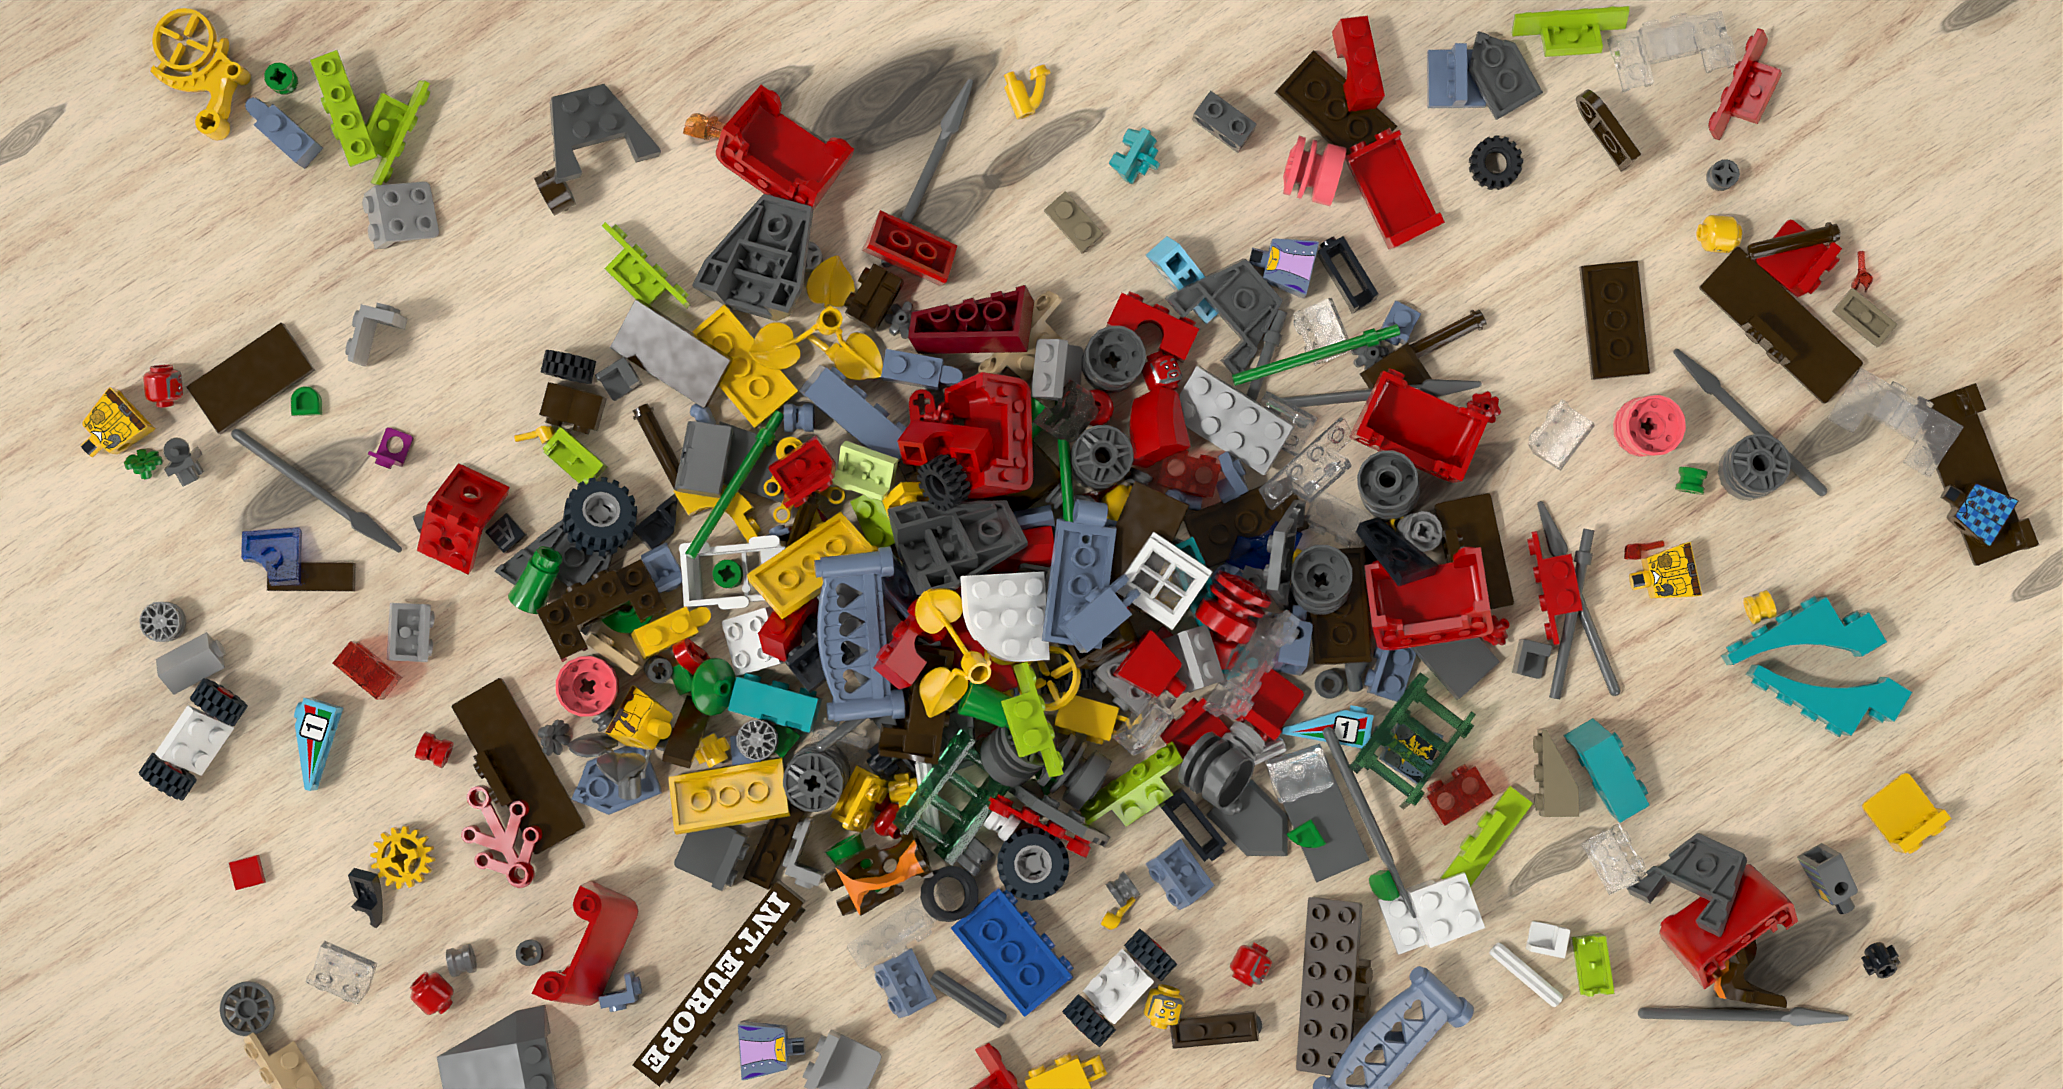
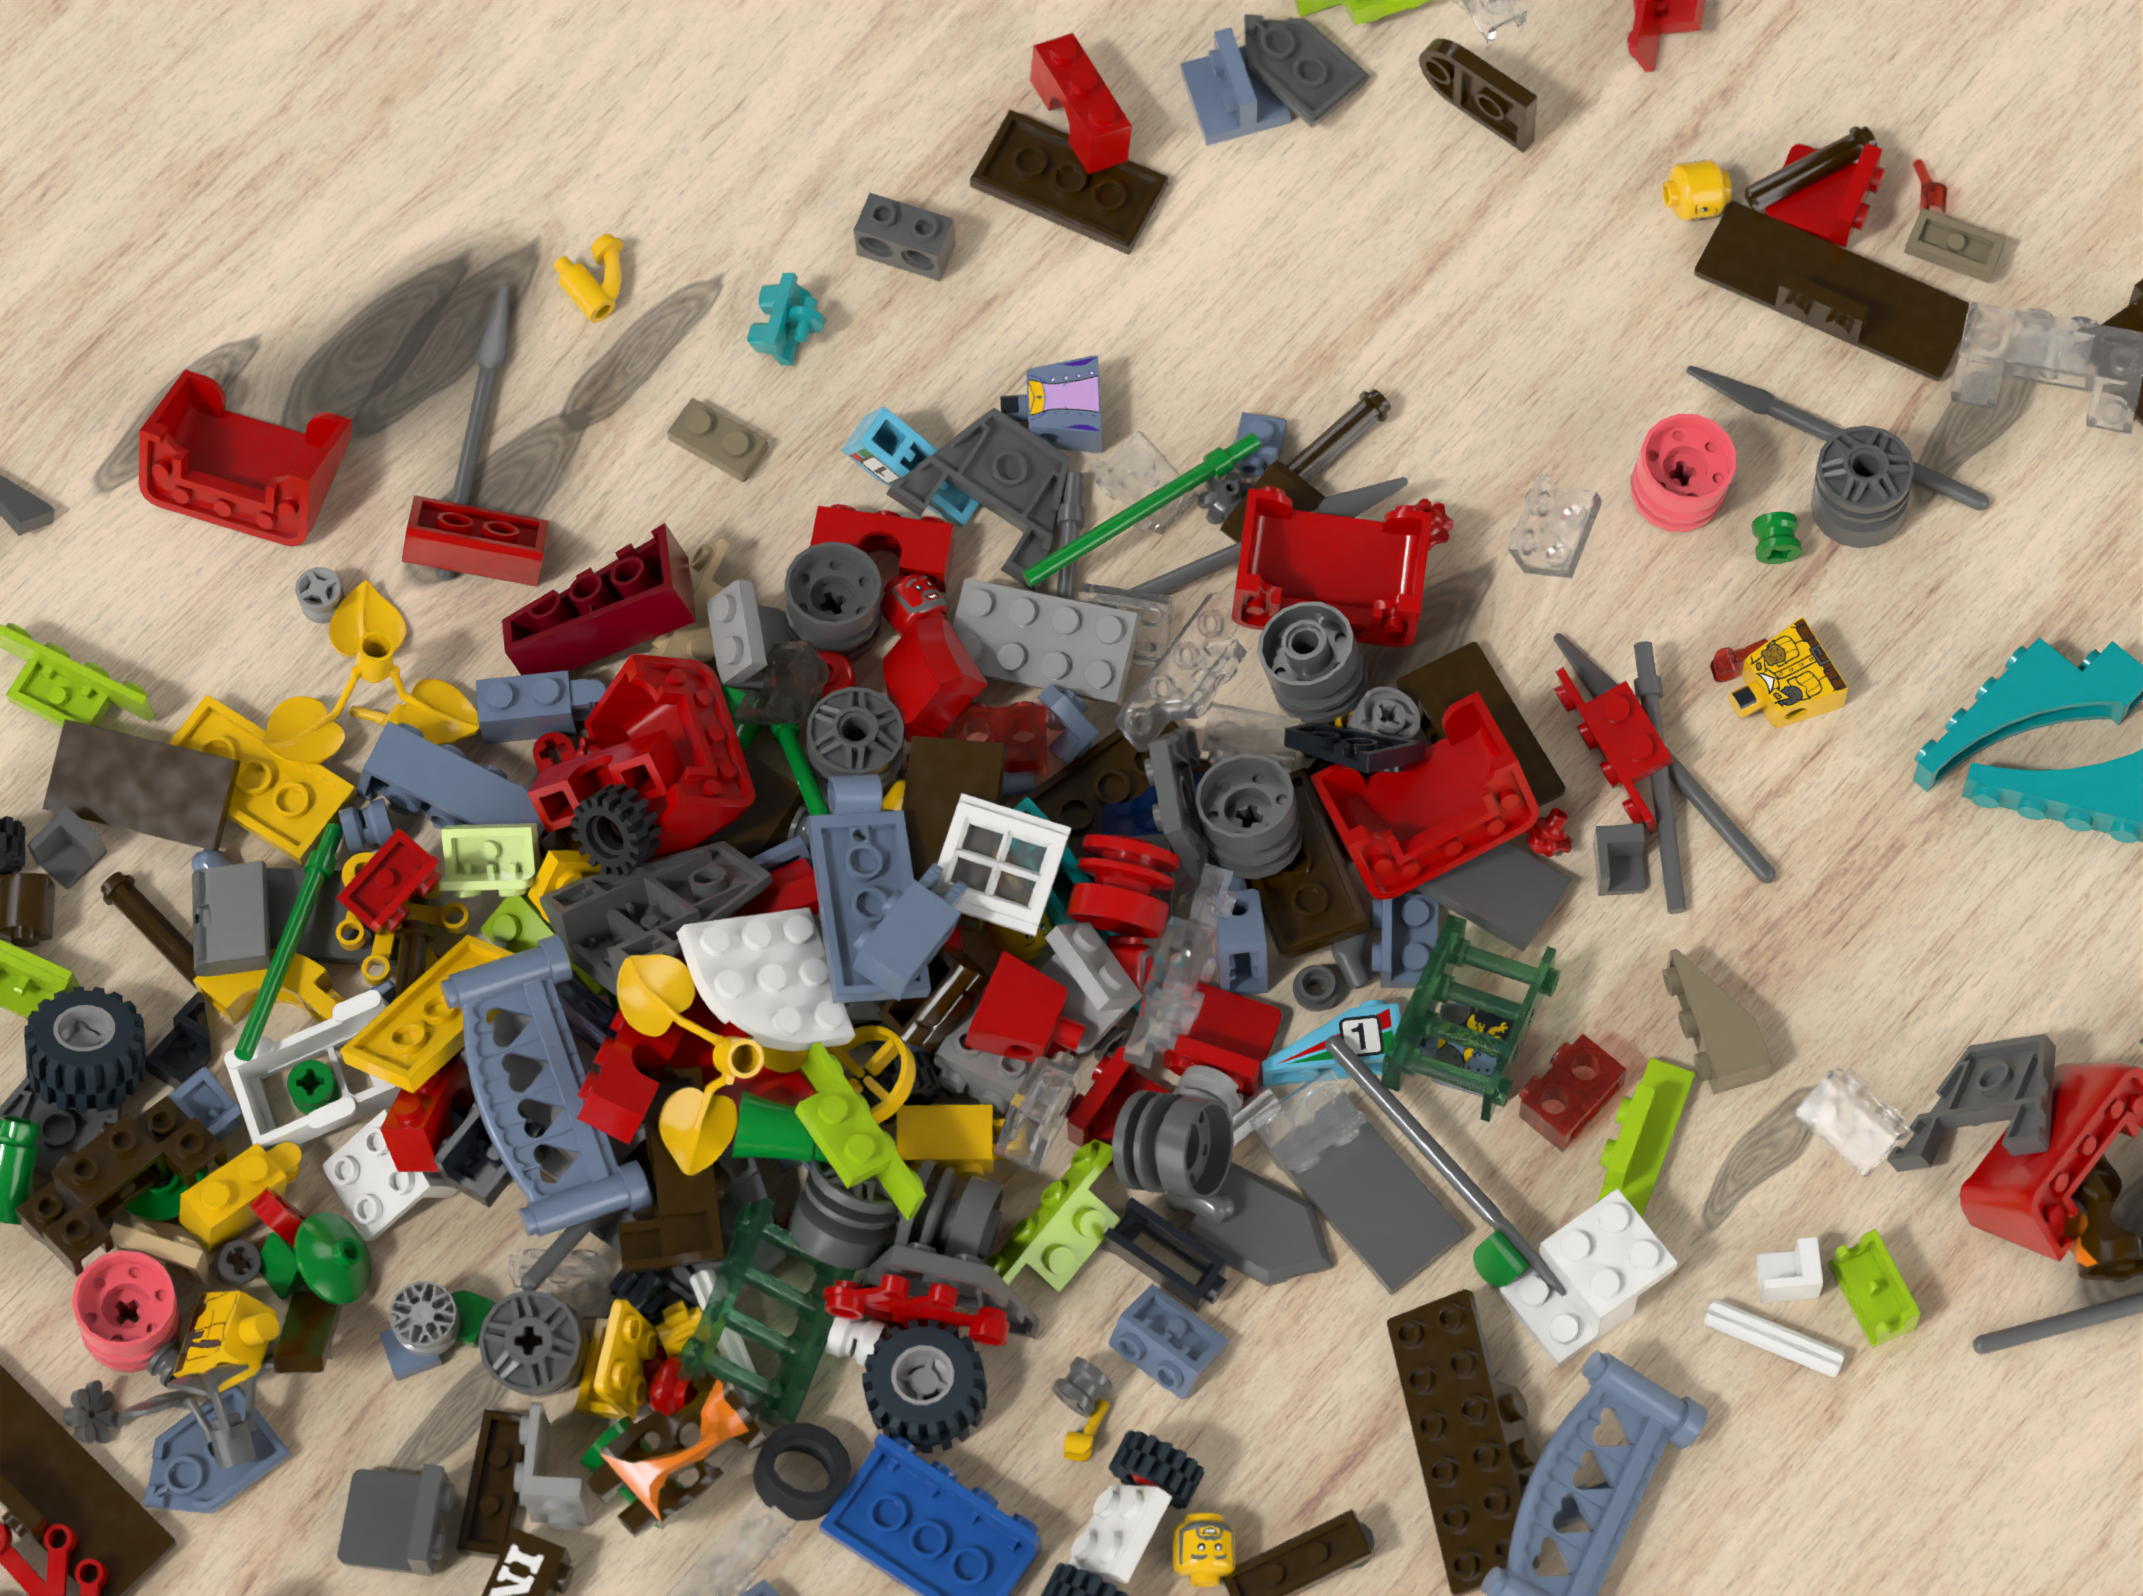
camera: 15 degrees left, 20 degrees down
(703, 127) = (109, 458): clear orange piece -> none
(712, 750) = (355, 1360): yellow gear -> none
(728, 796) = (400, 1422): yellow plate -> none
(760, 260) = (247, 615): dark grey wedge -> none
(775, 702) = (451, 1251): teal wedge -> none
(873, 297) = (438, 622): dark brown brick -> none
(900, 325) = (488, 648): dark grey plant -> none
(972, 857) = (827, 1402): dark grey wheel -> none
(1251, 964) = (1325, 1444): red head -> none
(1306, 835) = (1352, 1220): green tile -> none
(1314, 170) = (1059, 261): coral wheel -> none
(1333, 247) = (1134, 360): black window -> none
(1392, 189) = (1186, 259): red panel -> none
(1501, 146) = (1331, 163): black tyre -> none
(1609, 769) = (1797, 984): teal wedge -> none
(1614, 320) = (1583, 353): dark brown tile -> none
(1728, 173) = (1679, 102): dark grey wheel -> none
(1759, 607) = (1945, 687): yellow wheel -> none

